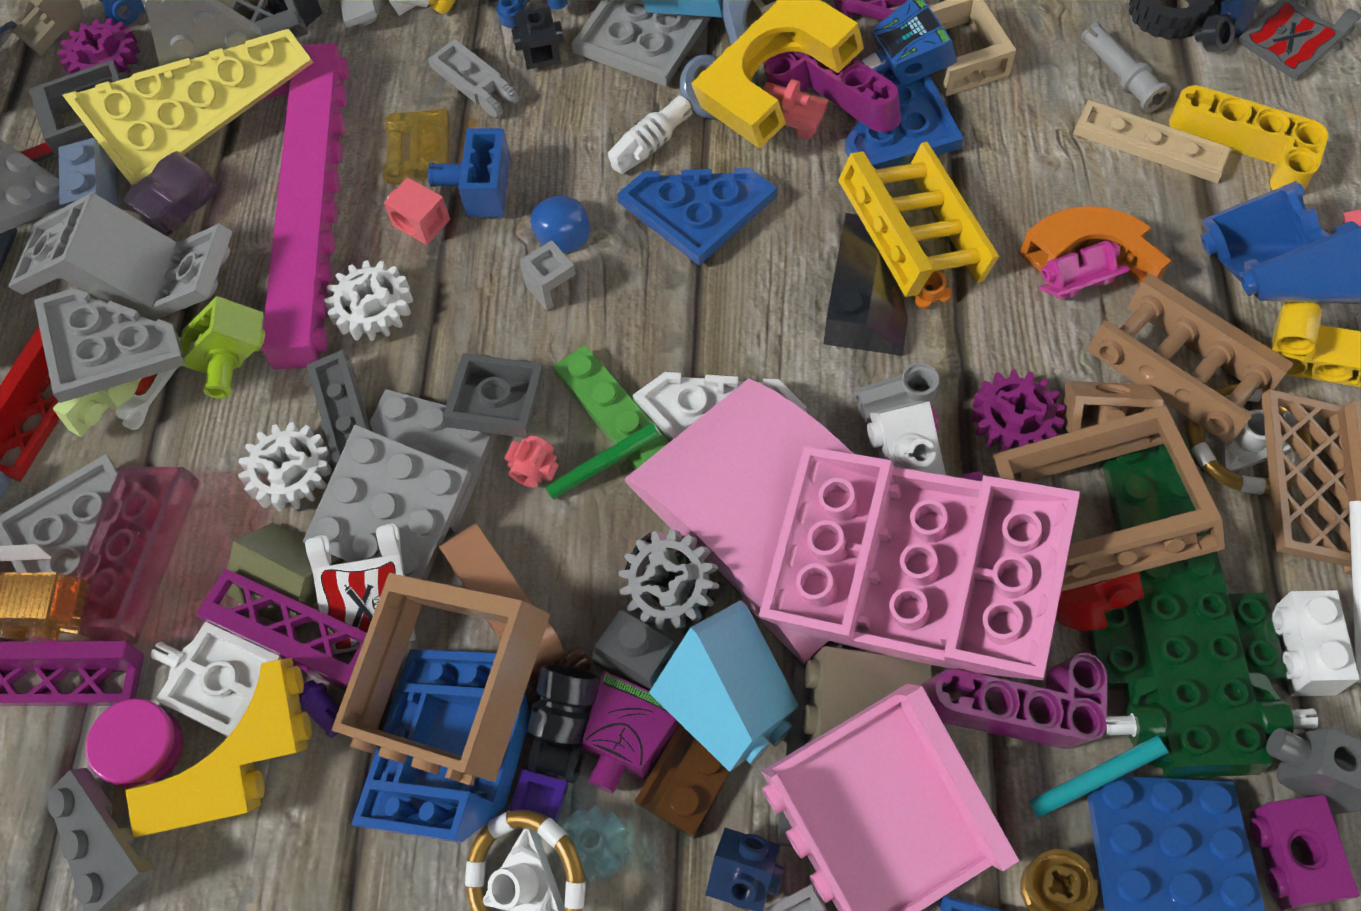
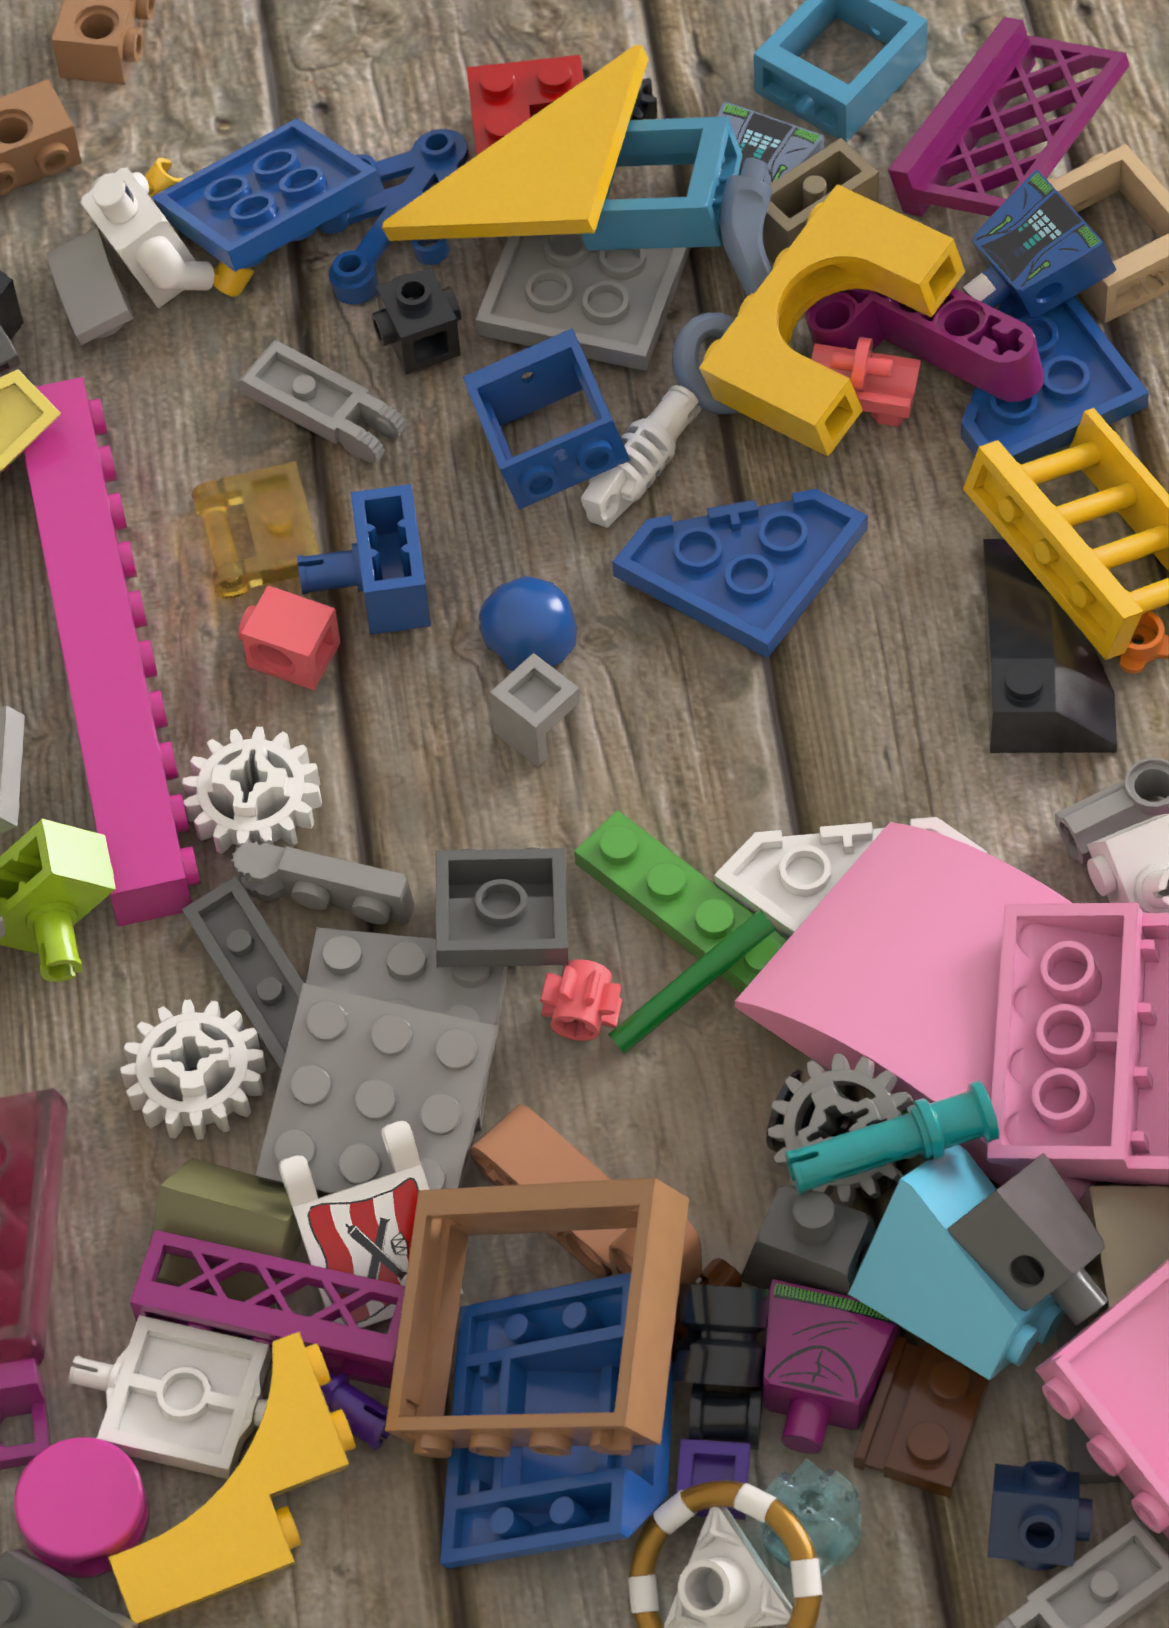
camera: 10 degrees left, 5 degrees down
(395, 361) = (323, 881): none -> light grey hinge
(576, 89) = (504, 396): none -> blue window
(716, 593) = (923, 1131): none -> teal pin
(777, 682) = (1035, 1242): none -> dark grey torso

